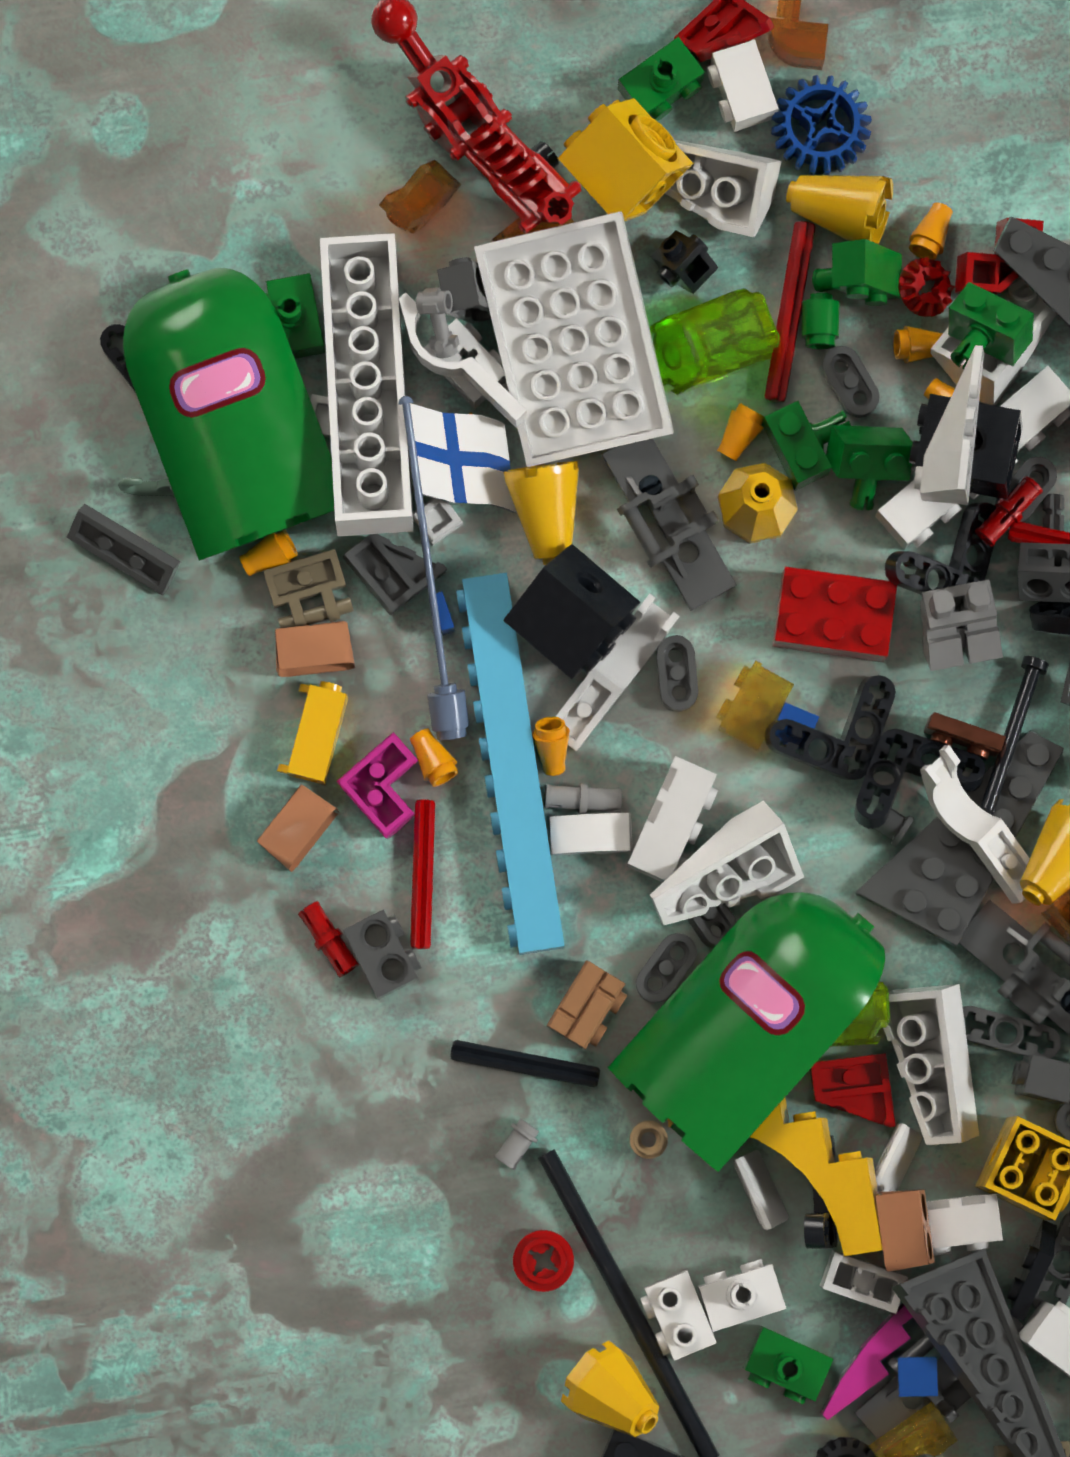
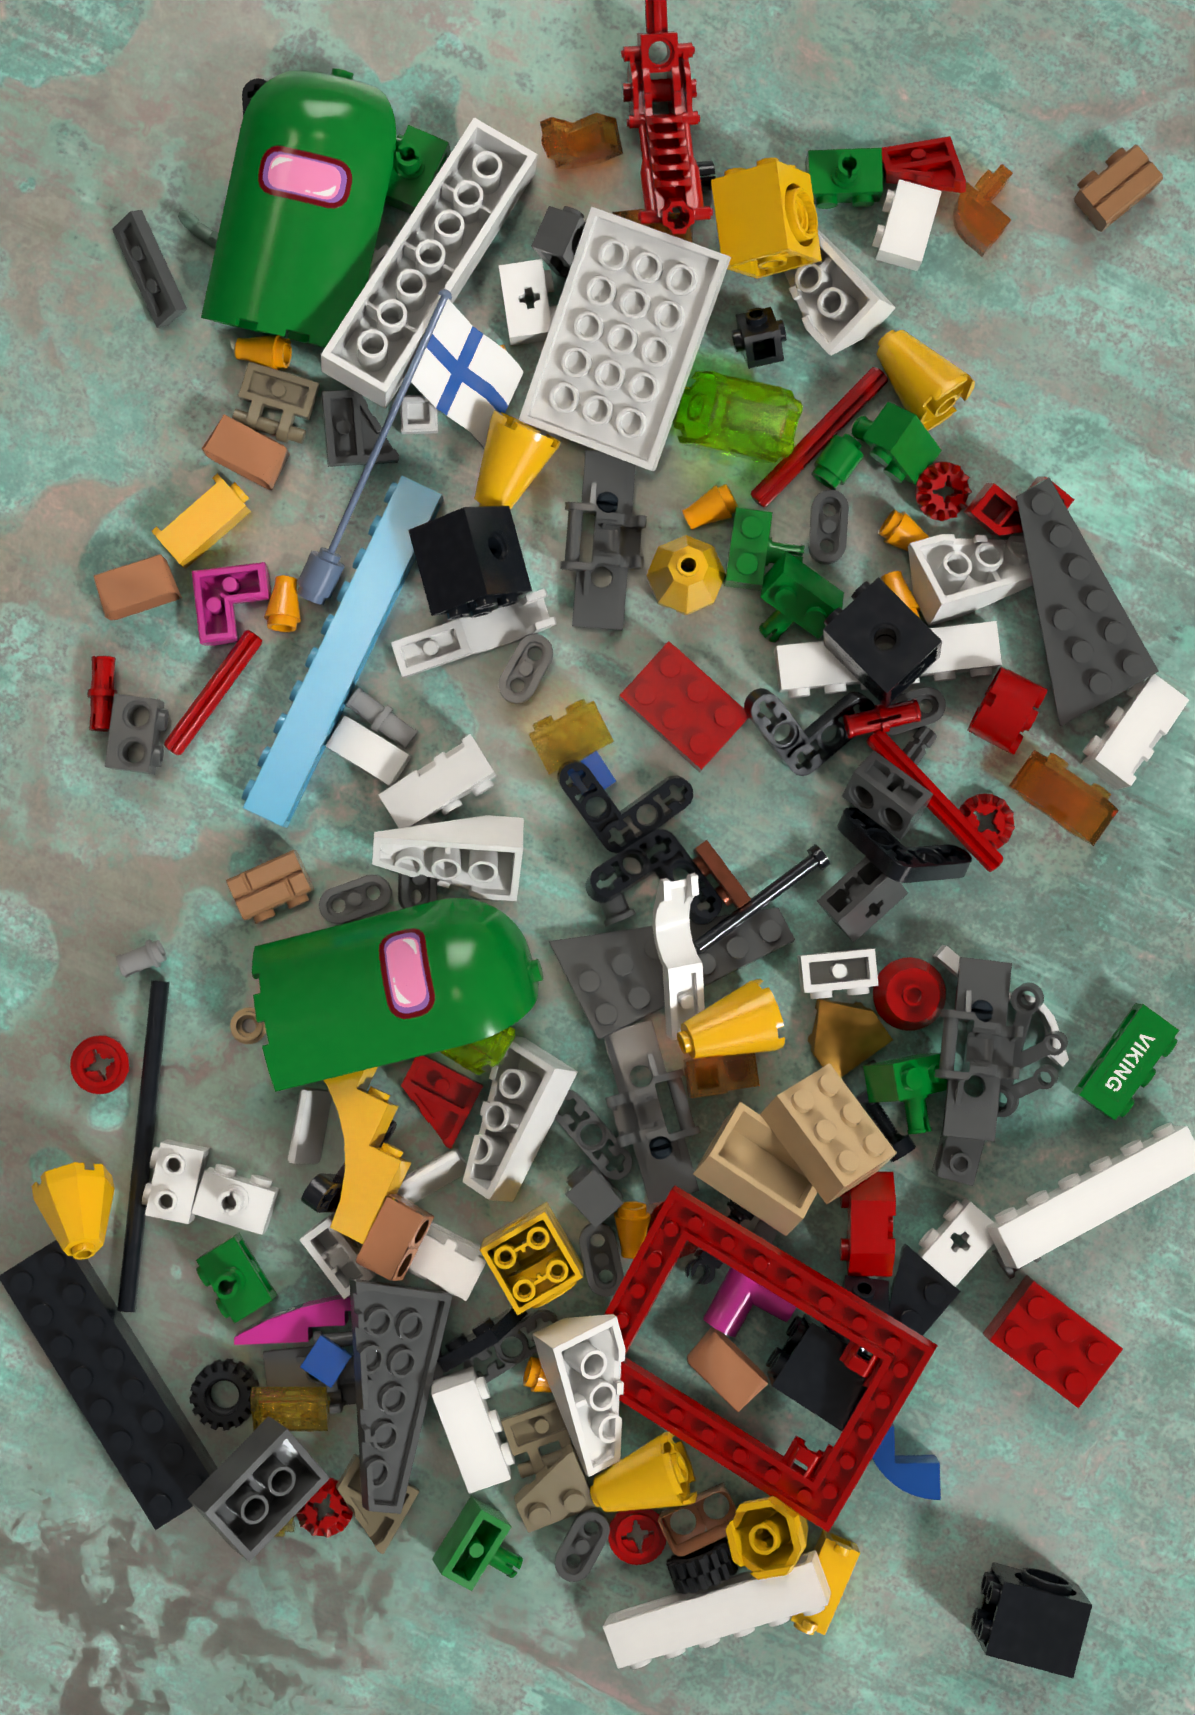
camera: 40 degrees right, 5 degrees up
(437, 303) = (528, 234): light grey bar -> none
(445, 618) = (369, 495): blue tile -> none
(468, 368) = (501, 234): white piece -> none
(525, 1063) = (191, 898): black axle -> none
(551, 742) = (385, 655): light orange cone -> none
(810, 117) = (954, 314): blue gear -> none
(931, 233) = (978, 449): light orange cone -> none
(950, 454) = (859, 636): white wedge -> none
(959, 619) = (778, 778): light grey hips -> none
(989, 322) = (969, 554): green brick -> none

